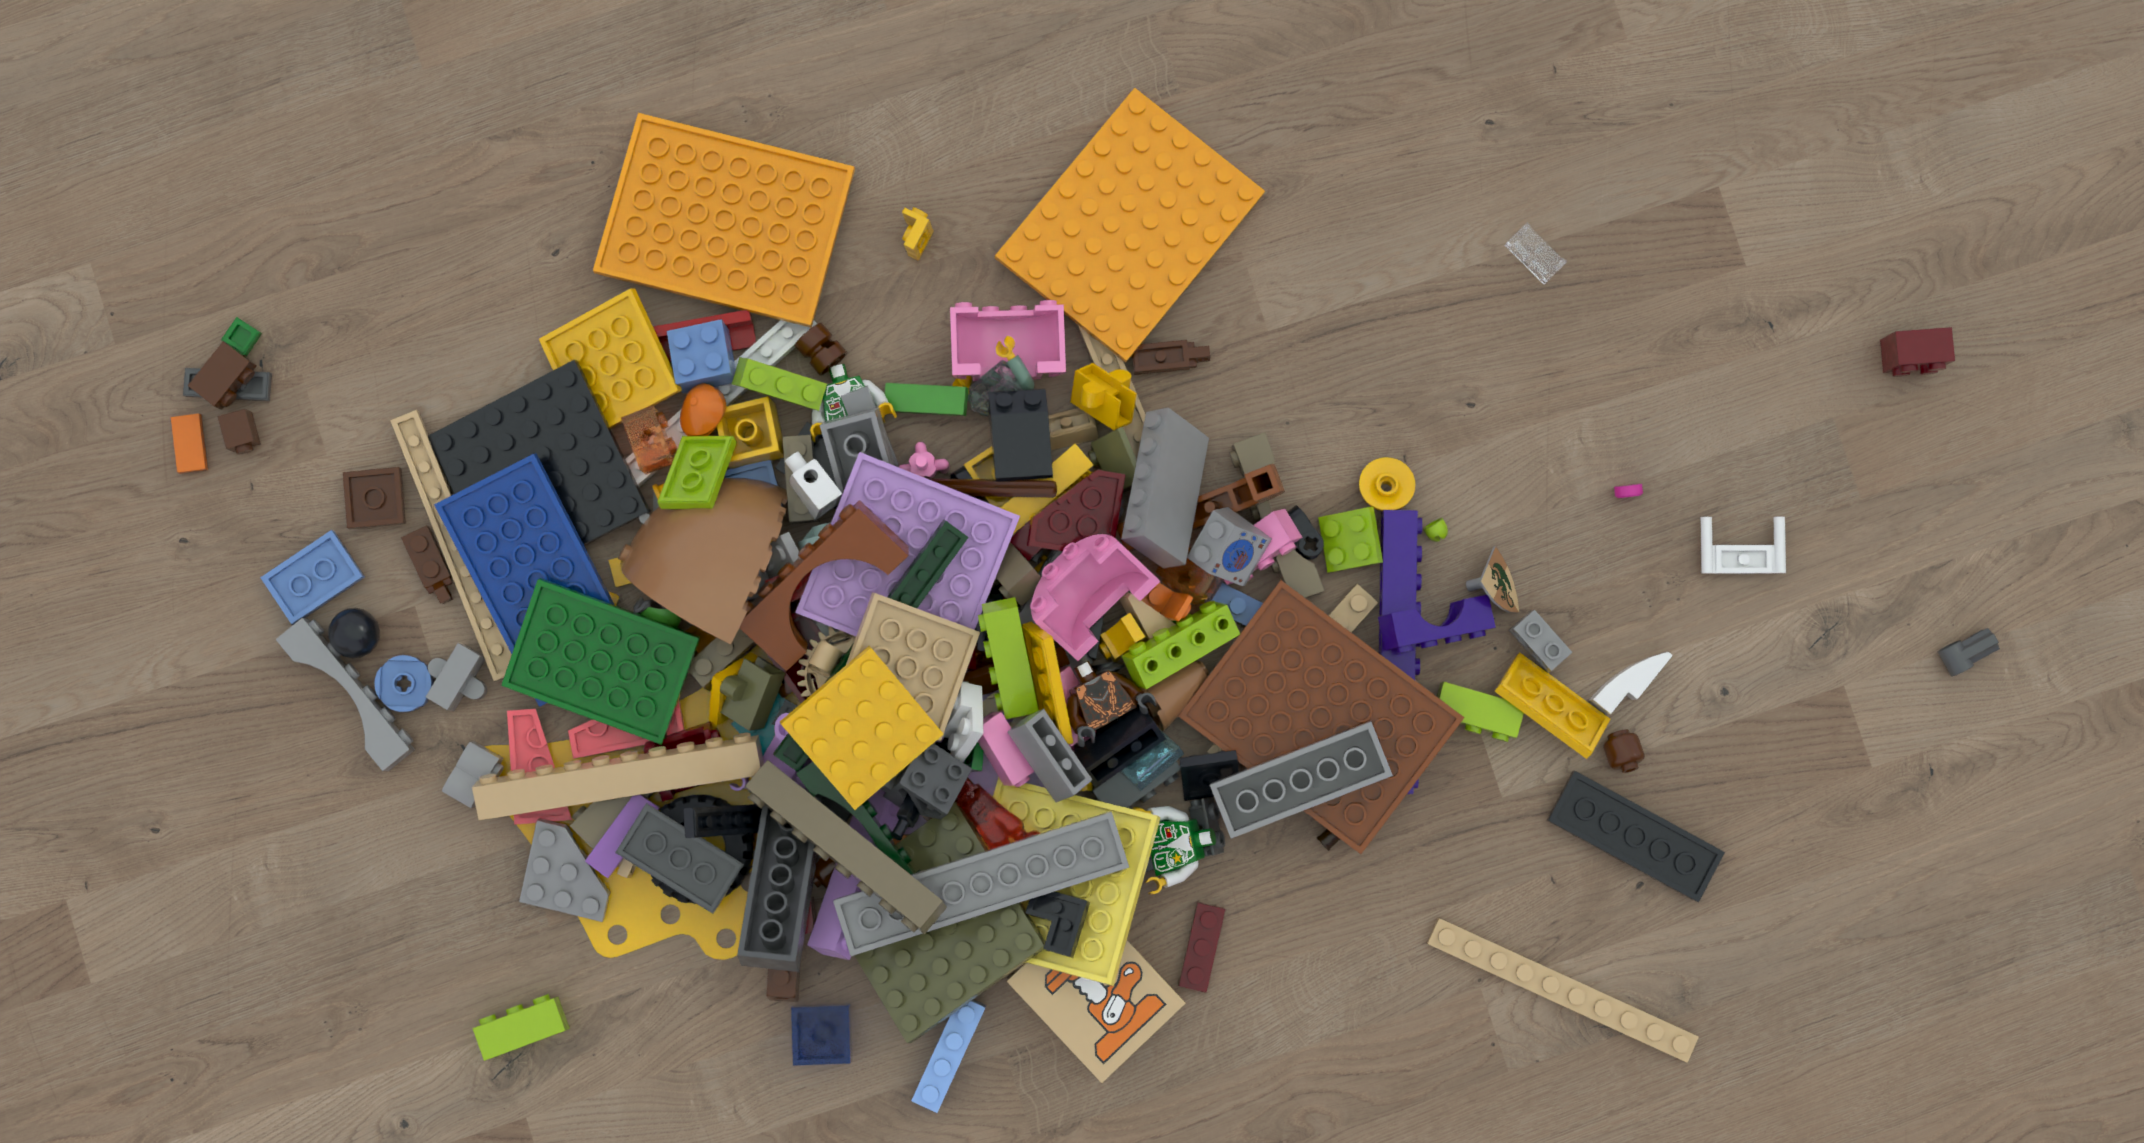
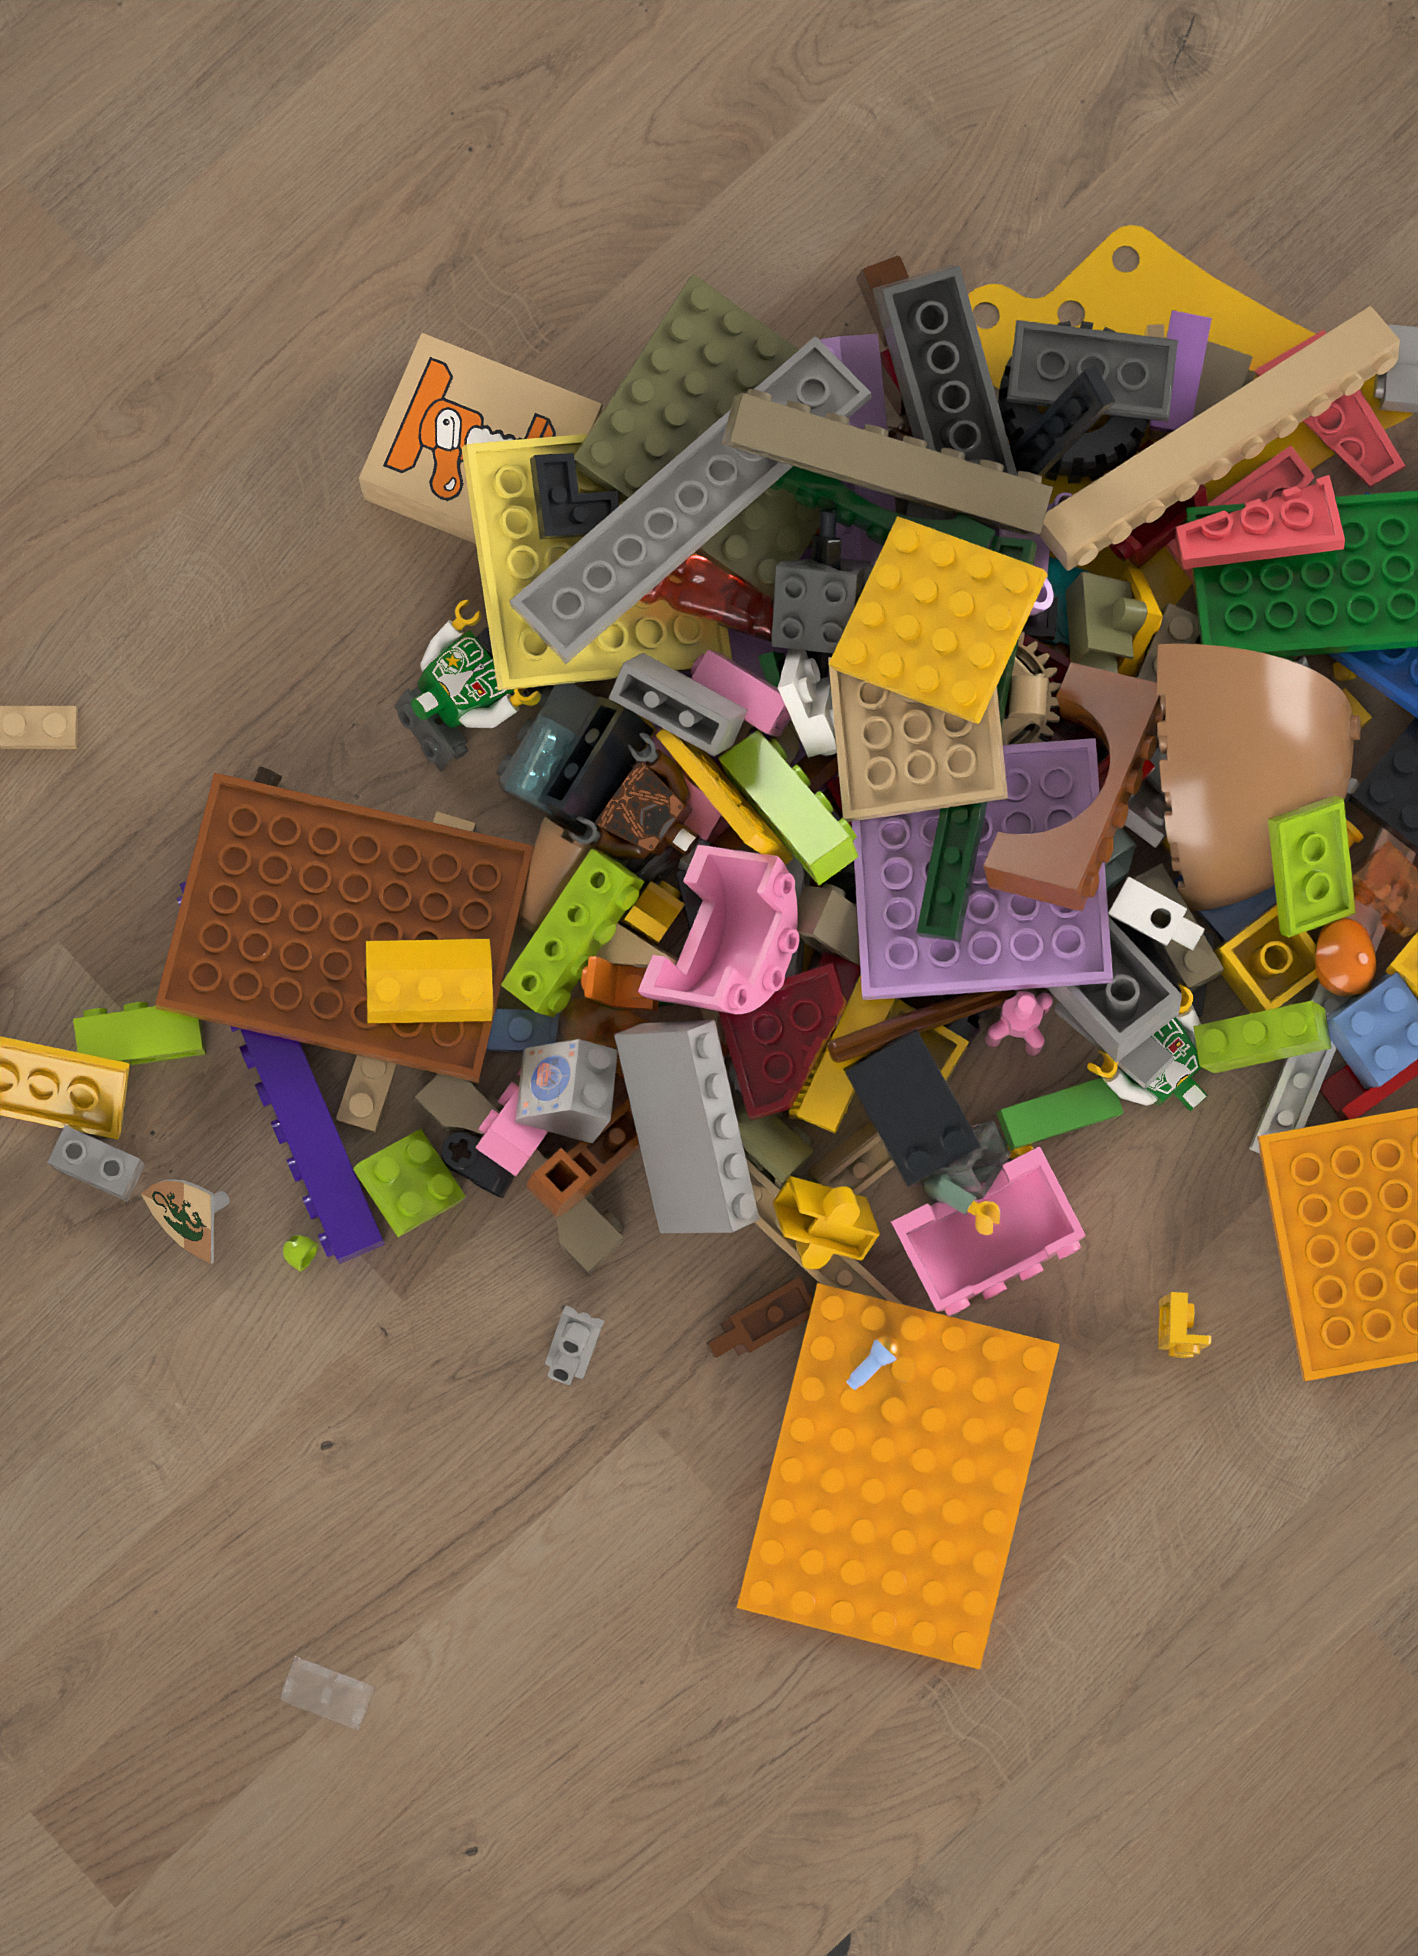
camera: 160 degrees right, 5 degrees down
(520, 1026) = (1190, 90): lime brick -> none
(559, 875) = (1236, 290): light grey plate -> none
(603, 700) = (1280, 527): none -> coral wing
(820, 348) = (1245, 1120): reddish brown wheel -> none
(821, 1034) = (806, 245): clear blue brick -> none
(948, 1056) = (633, 286): light blue brick -> none
(1107, 297) = (883, 1352): none -> light blue piece
(1201, 947) = (369, 573): dark red plate -> none
(1202, 770) = (458, 789): black plate -> none
(1284, 656) = (429, 981): none -> yellow slope
(1294, 392) = (573, 1345): none -> light grey hips
(1301, 779) = (335, 826): light grey brick -> none
(1390, 472) = (396, 1301): yellow dish -> none
(1408, 628) = (209, 1149): dark purple arch -> none
(1628, 490) = (62, 1421): dark pink tile -> none

